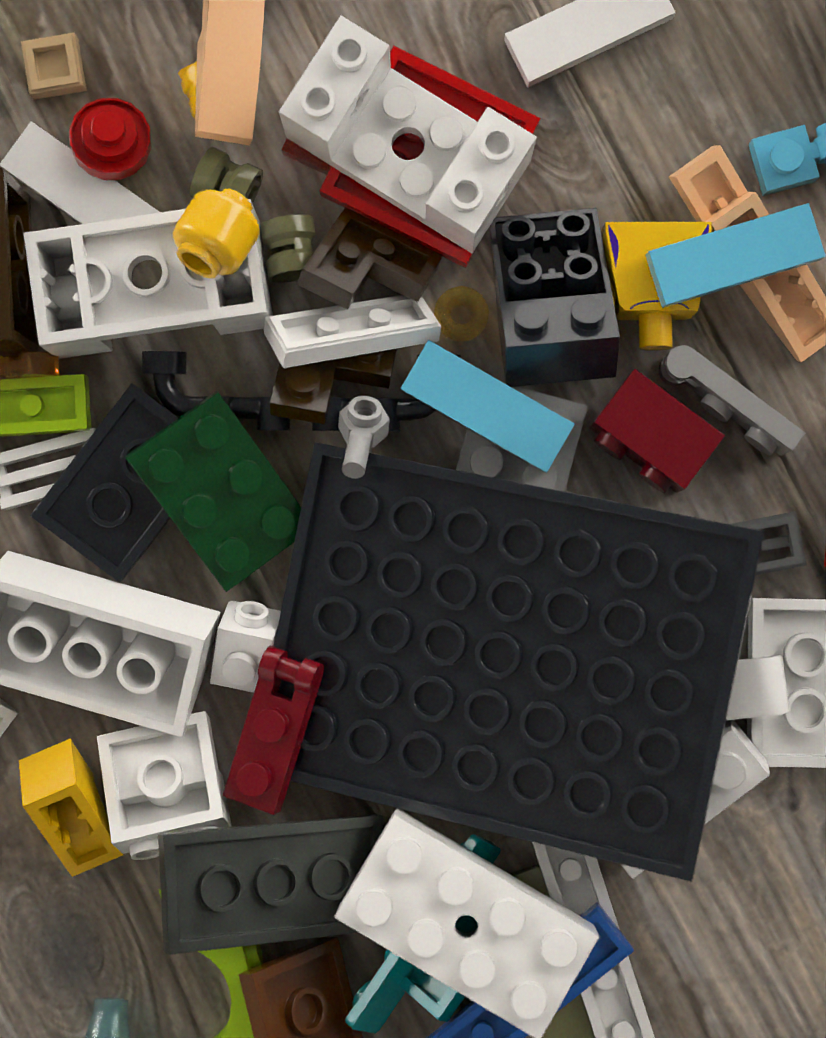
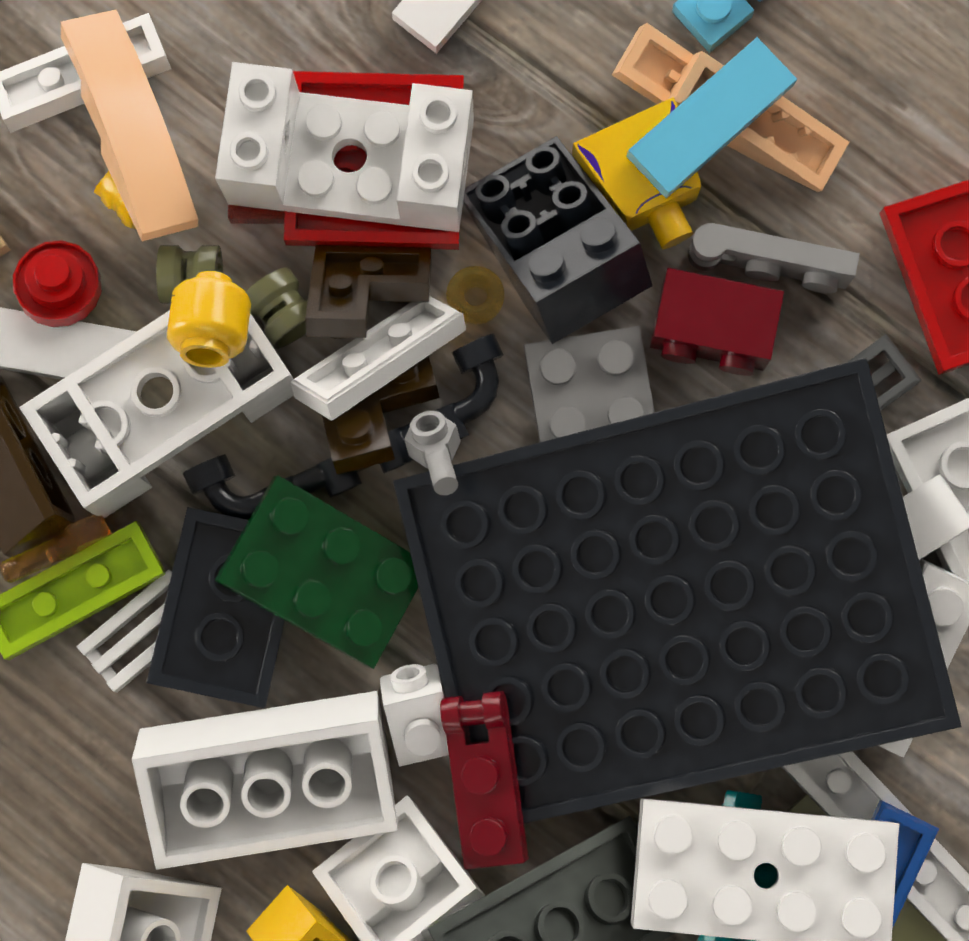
camera: 25 degrees left, 5 degrees down
(487, 406) = (543, 369): medium azure tile -> none

